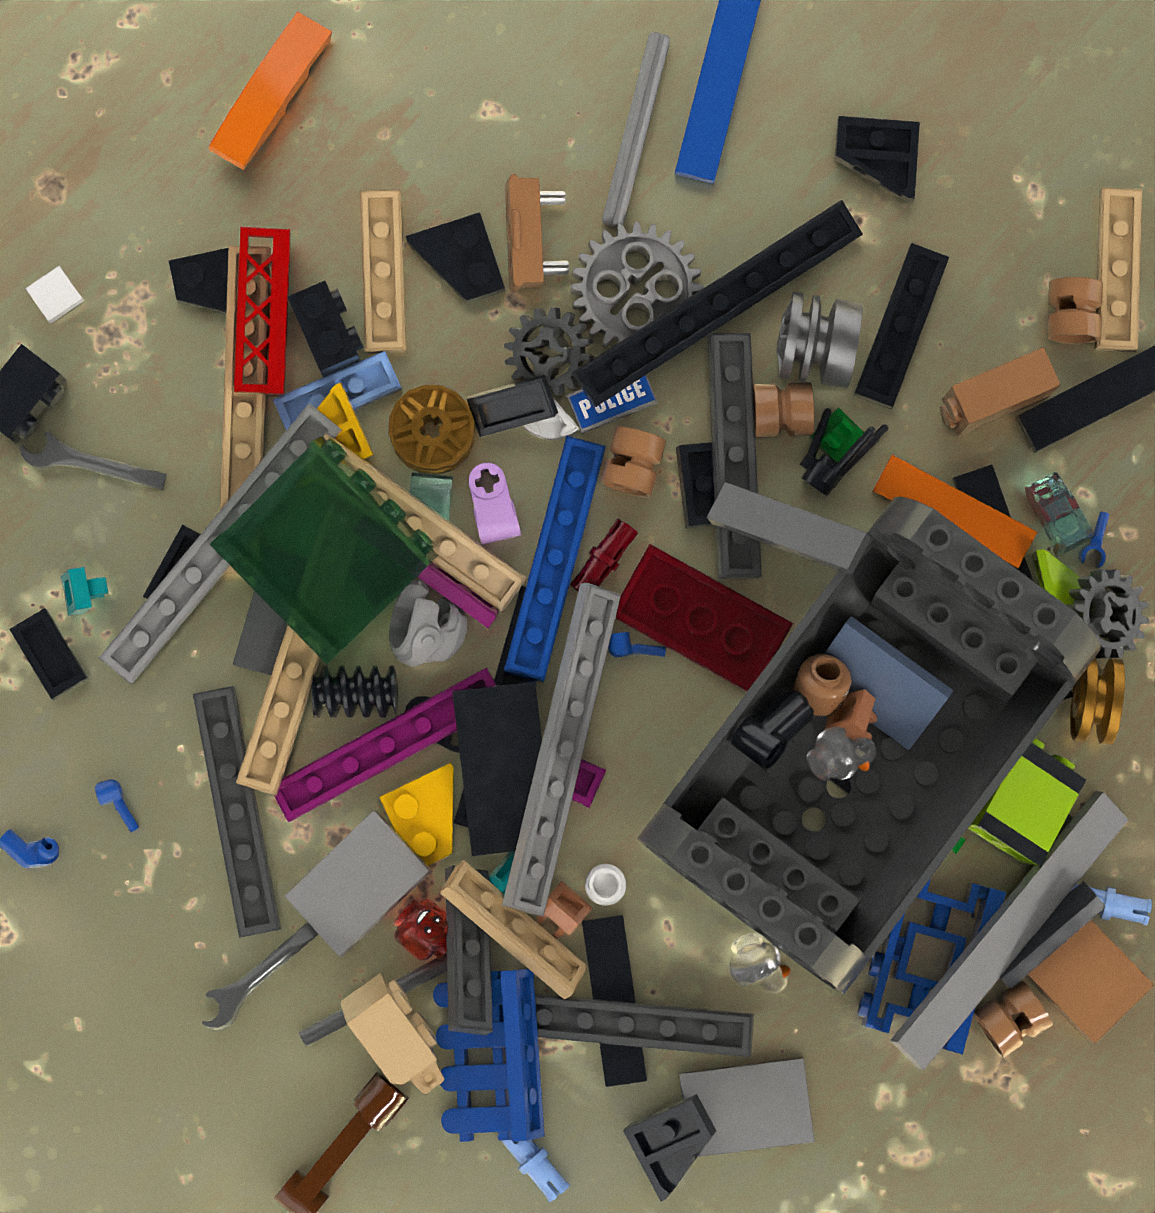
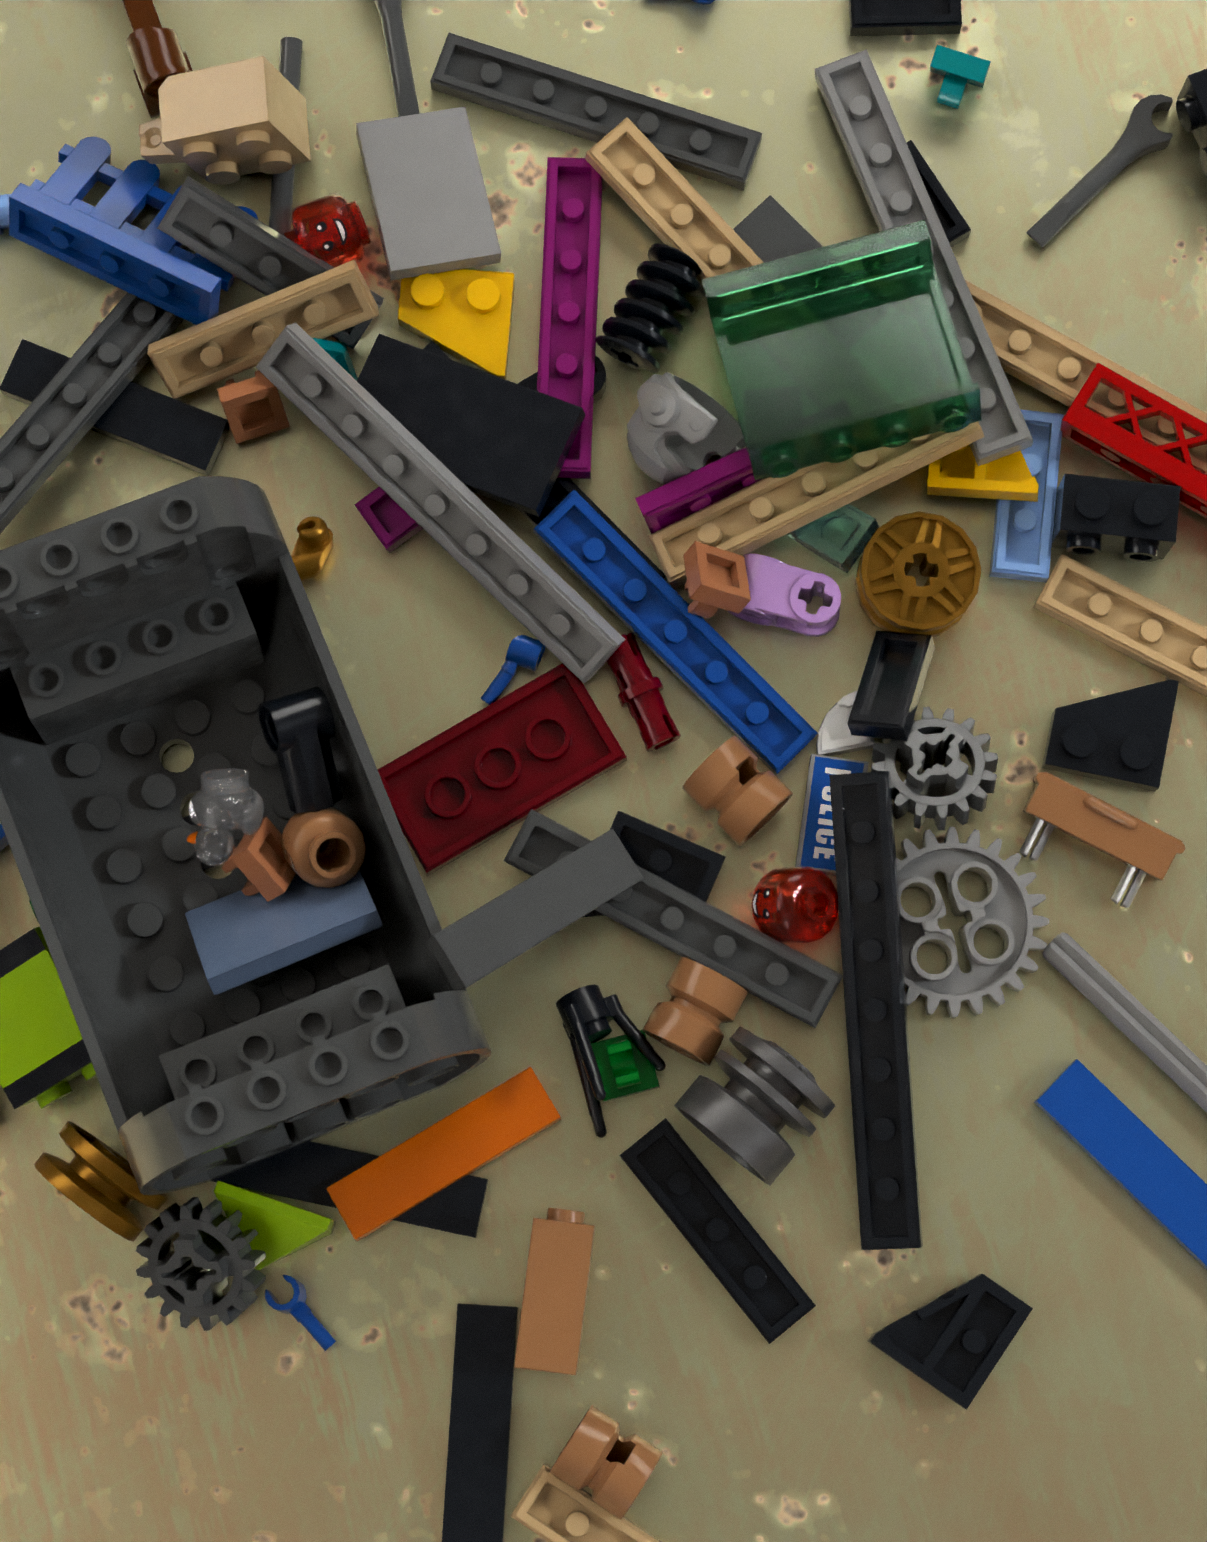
camera: 125 degrees right, 5 degrees down
(511, 547) = (715, 580): none -> nougat tile
(605, 884) = (257, 466): white plate -> none
(632, 817) = (312, 547): none -> pearl gold arm
(683, 386) = (795, 904): none -> clear red head
(1058, 513) = (364, 1282): clear light blue leg -> none

